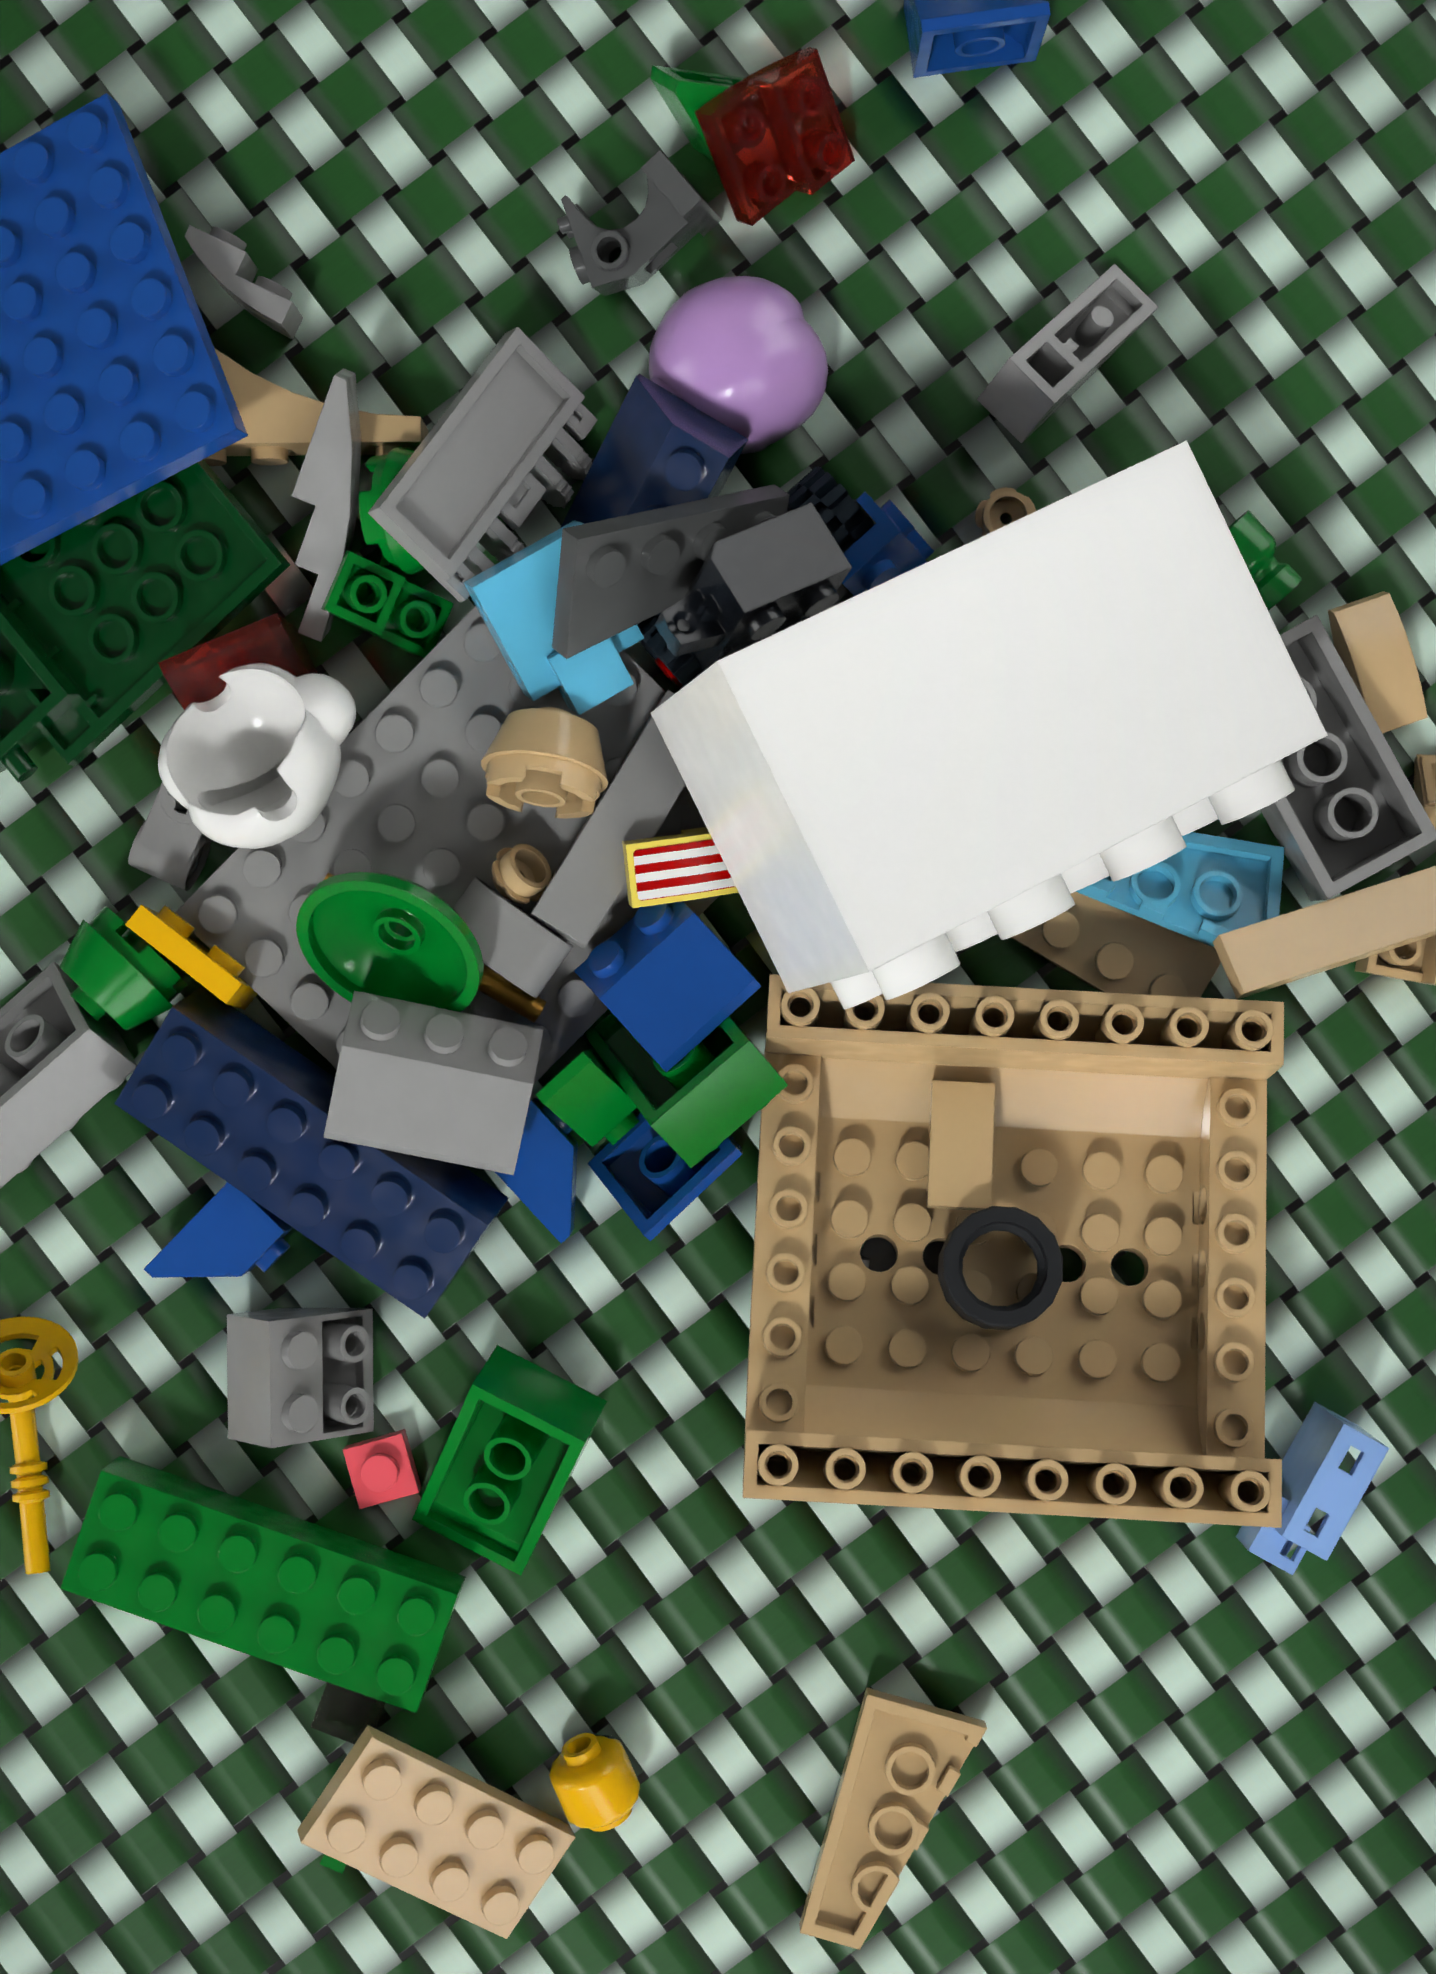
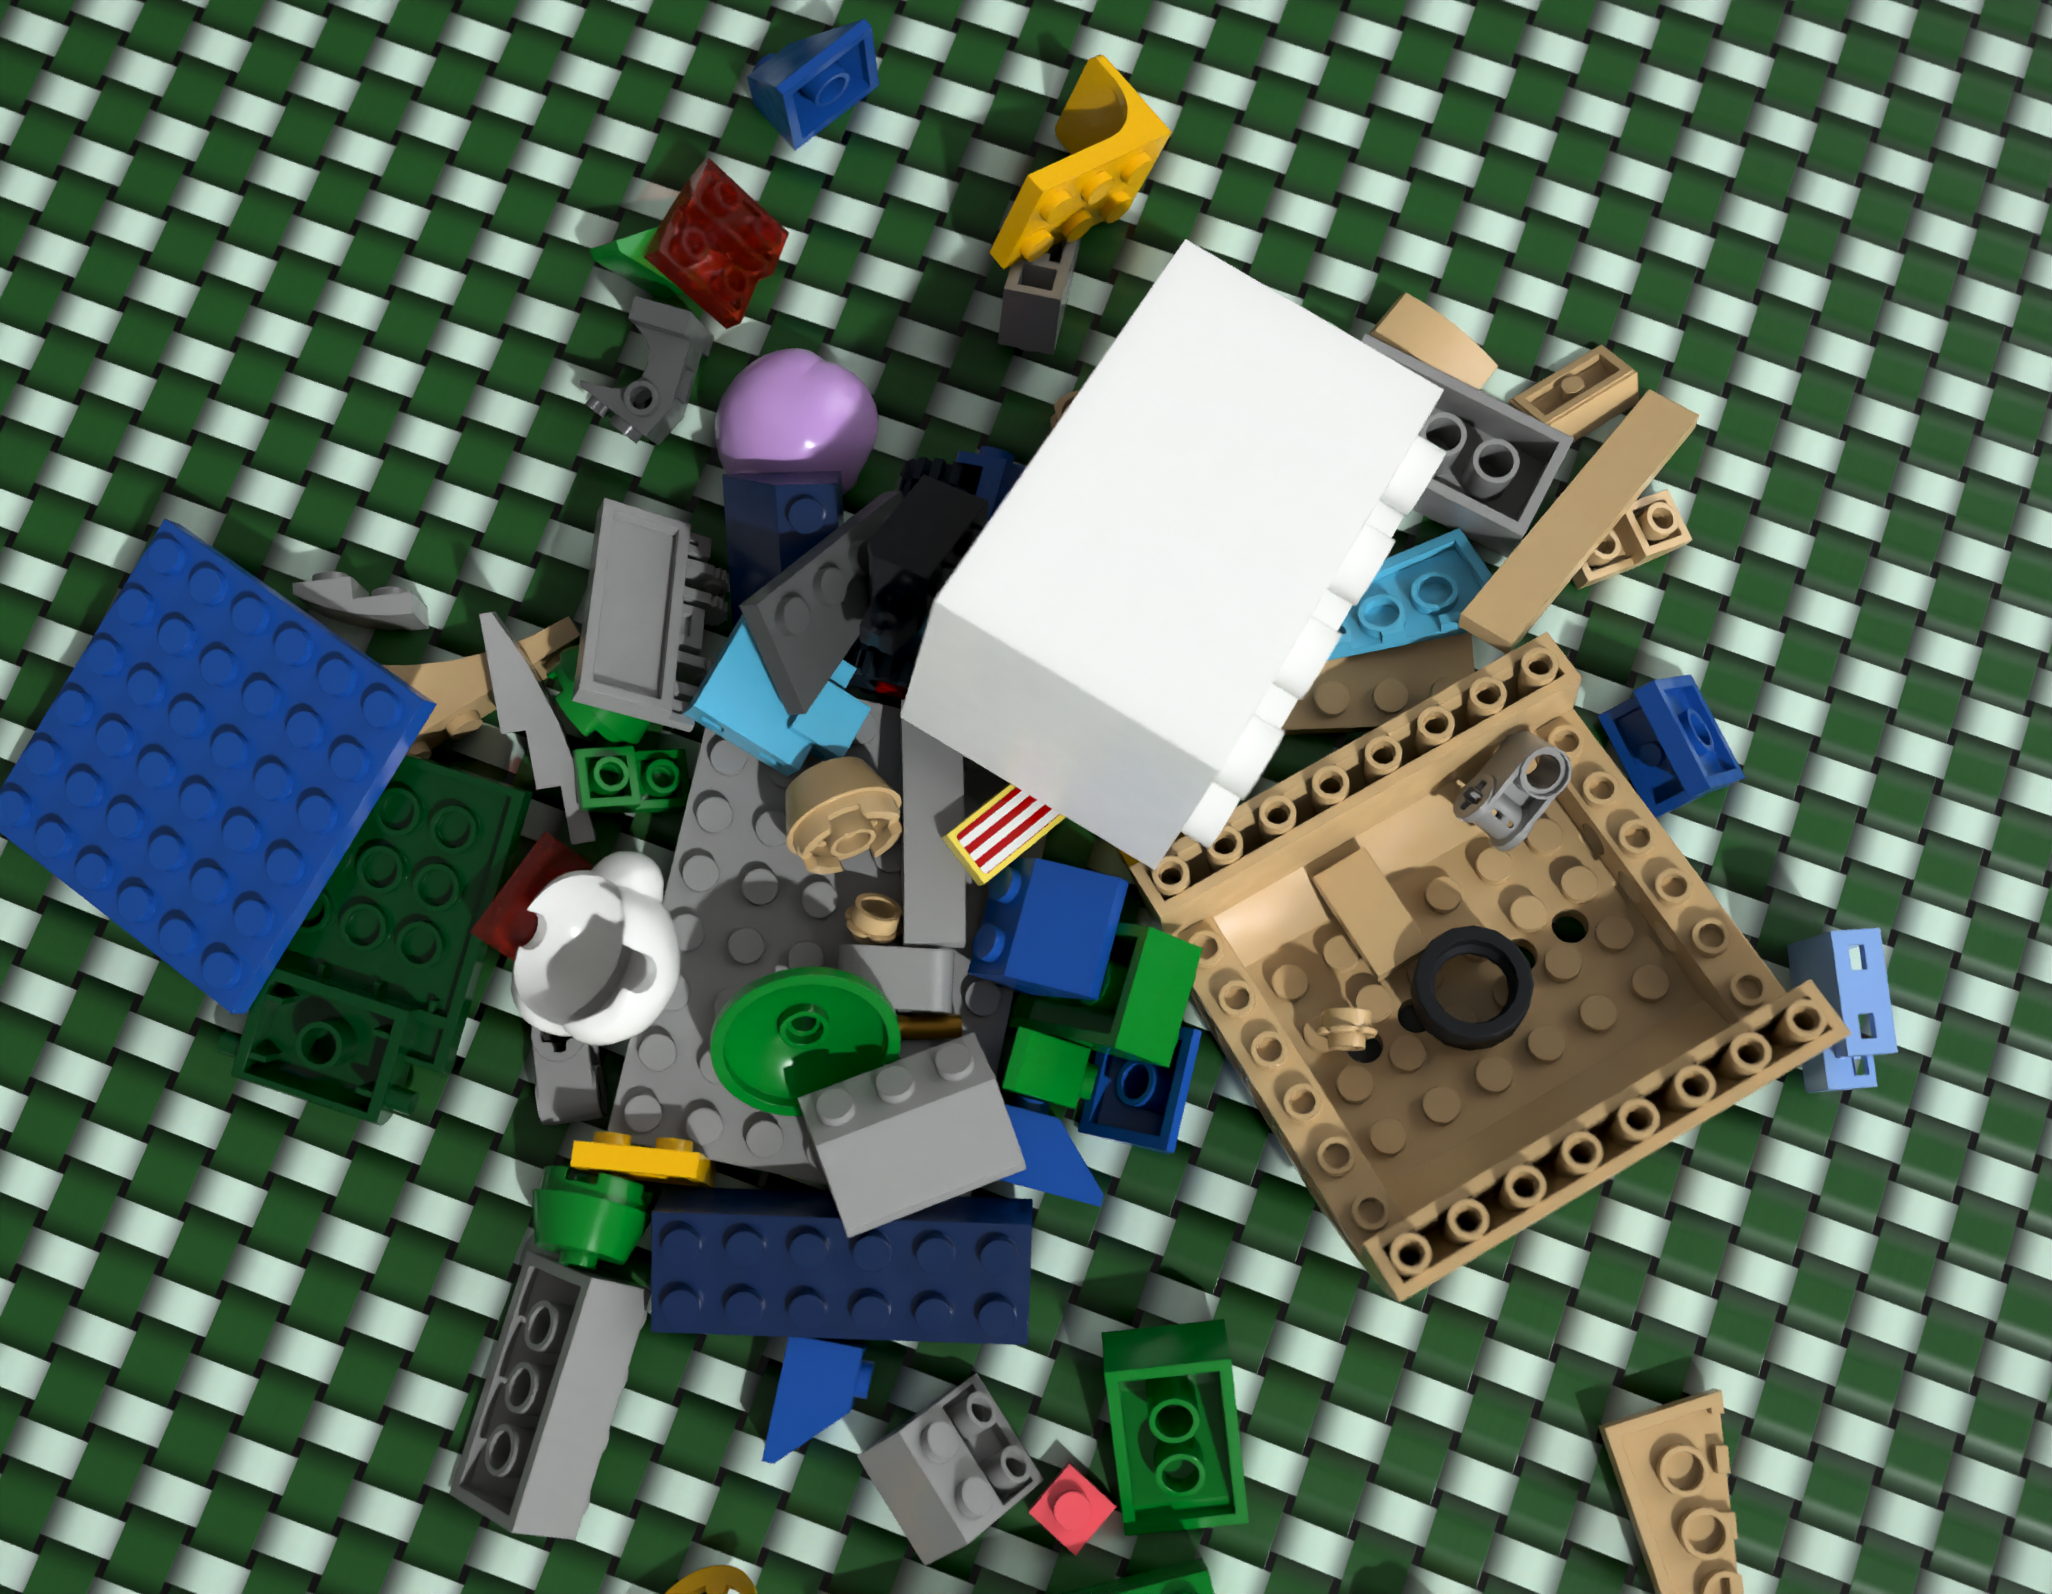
camera: 35 degrees left, 10 degrees down
(869, 1232) = (1346, 1028): none -> tan plate
(1155, 1119) = (1511, 792): none -> light grey piece
(1211, 282) = (1112, 151): none -> yellow bracket
(1335, 1167) = (1670, 744): none -> blue bracket

